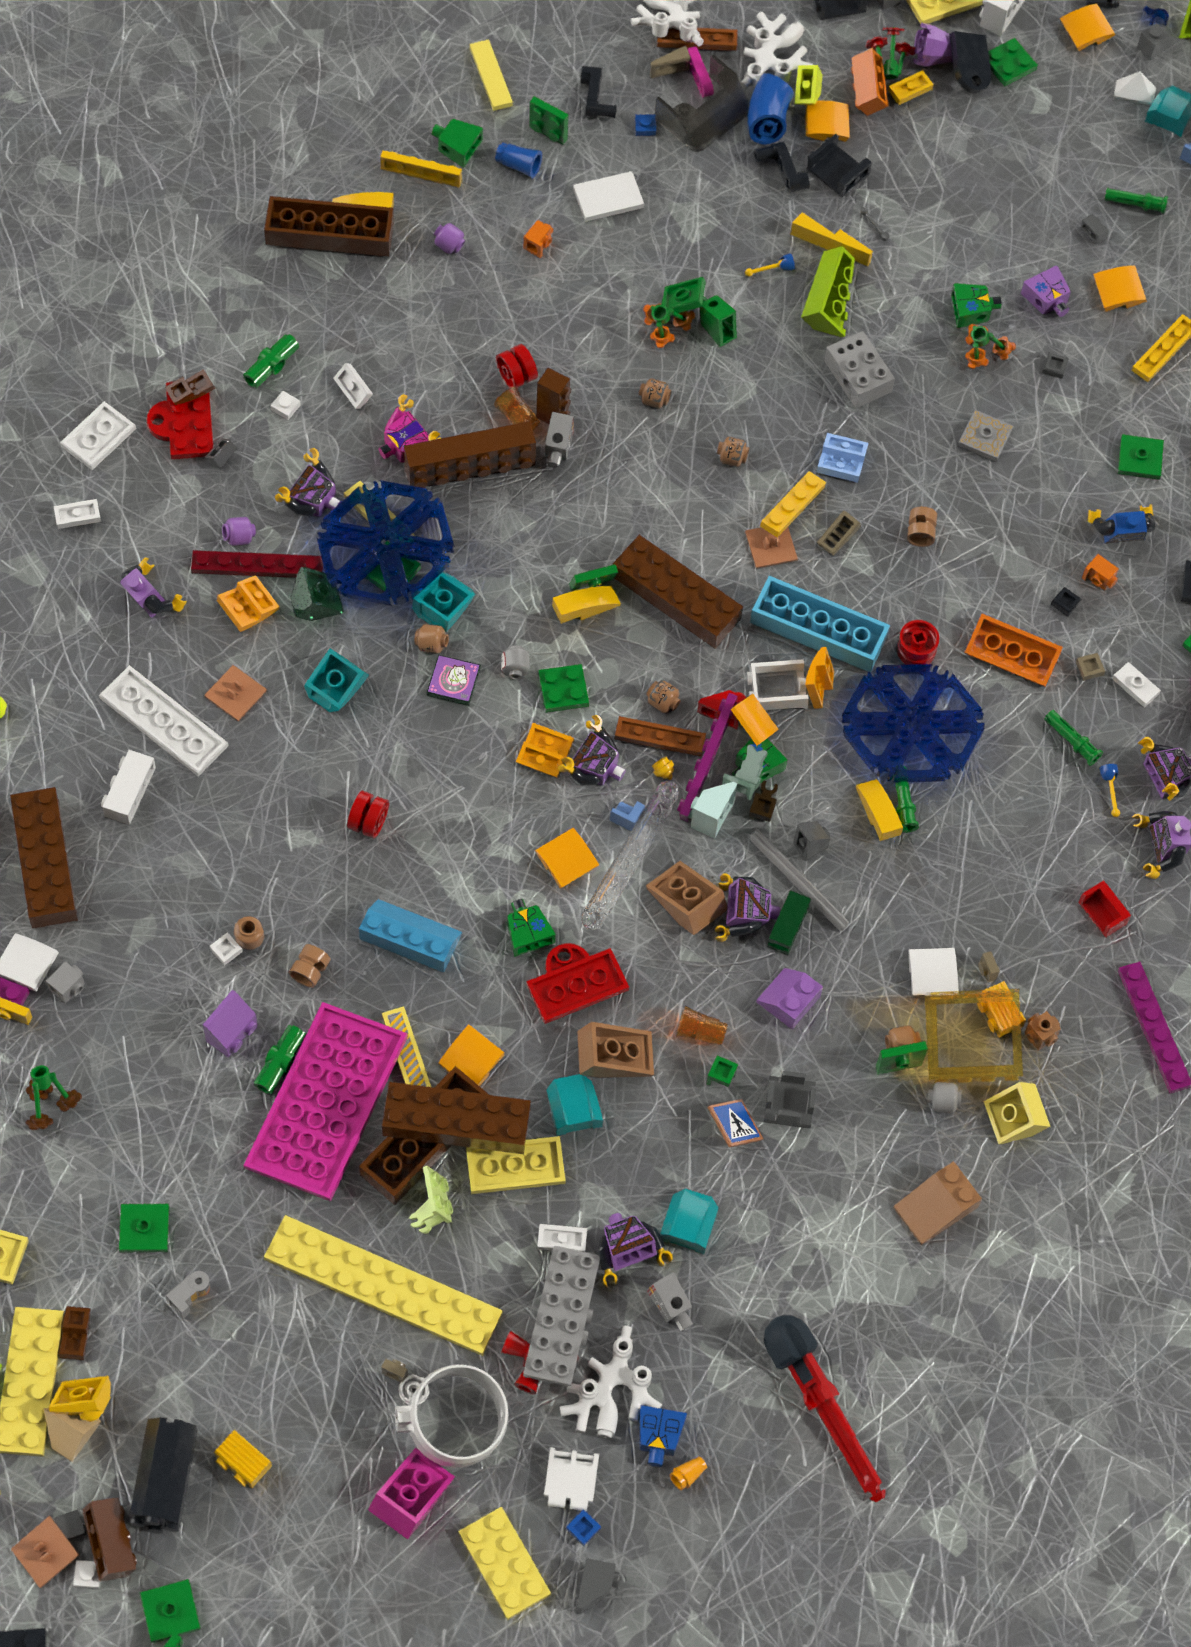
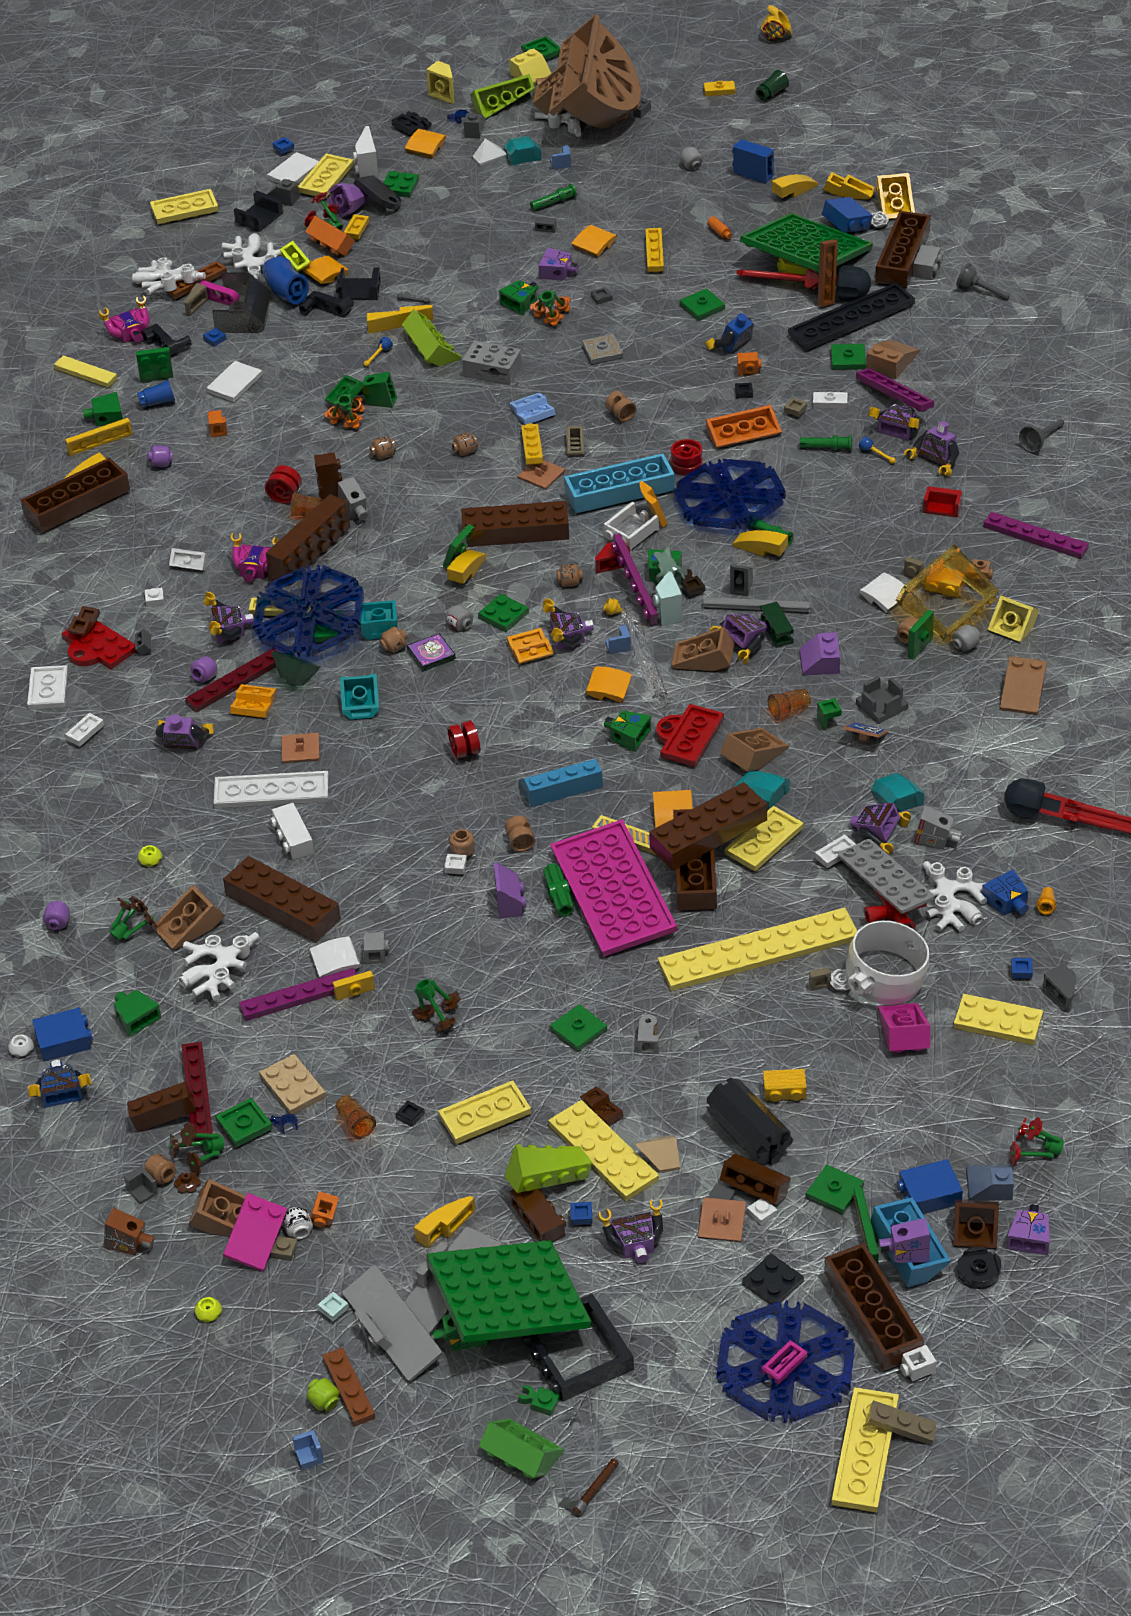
camera: 35 degrees left, 20 degrees down
(82, 1397) = (651, 1124): yellow slope -> none
(271, 361) = (118, 580): green piece -> none
(437, 1207) = (744, 880): yellowish green plate -> none
(570, 1479) = (986, 953): white plate -> none
(580, 47) = (128, 324): none -> dark pink torso
(660, 736) = (591, 594): dark orange plate -> none
(754, 719) = (641, 542): light orange slope -> none

